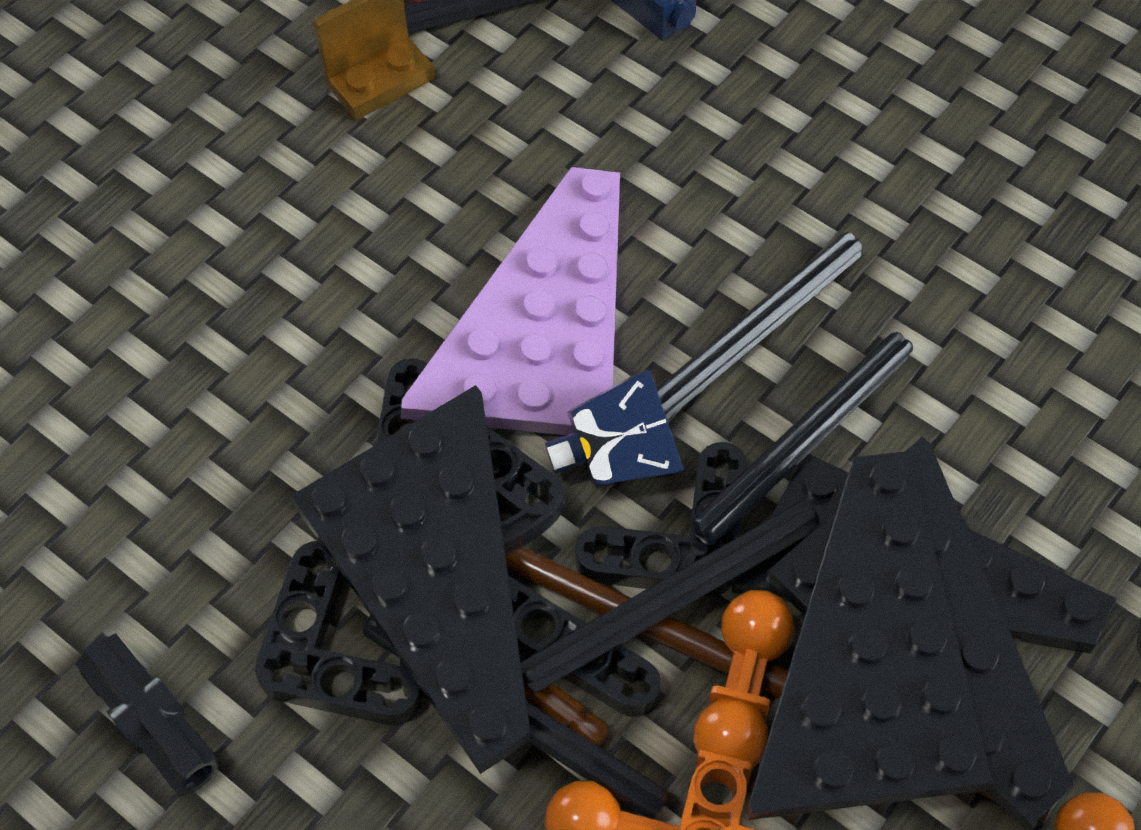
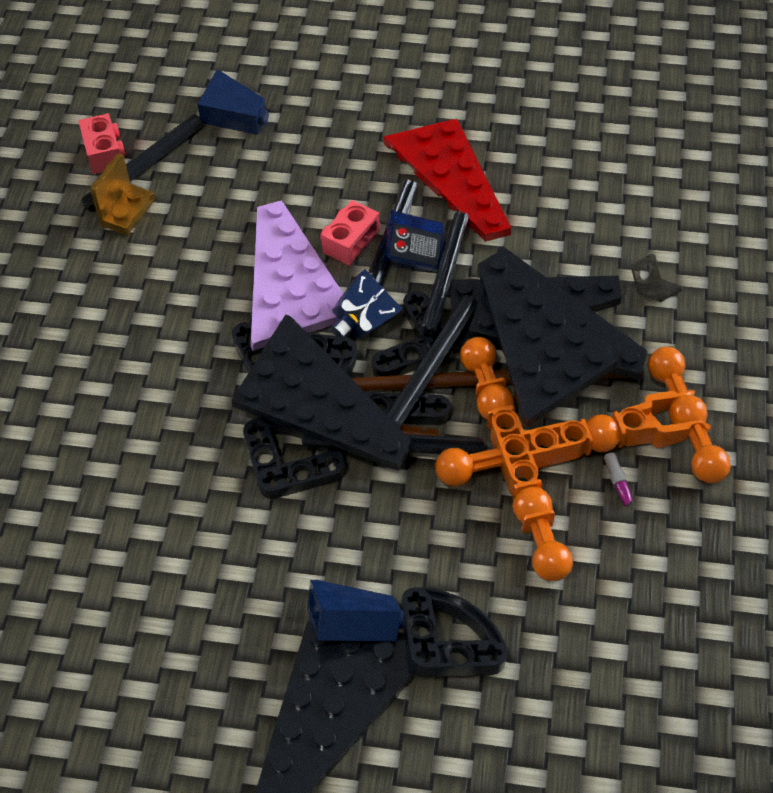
camera: 30 degrees left, 5 degrees down
(147, 714) = (221, 529): black piece -> none
(696, 291) = (350, 232): none -> coral brick
(787, 352) = (414, 241): none -> slope
(937, 248) = (451, 170): none -> red wing

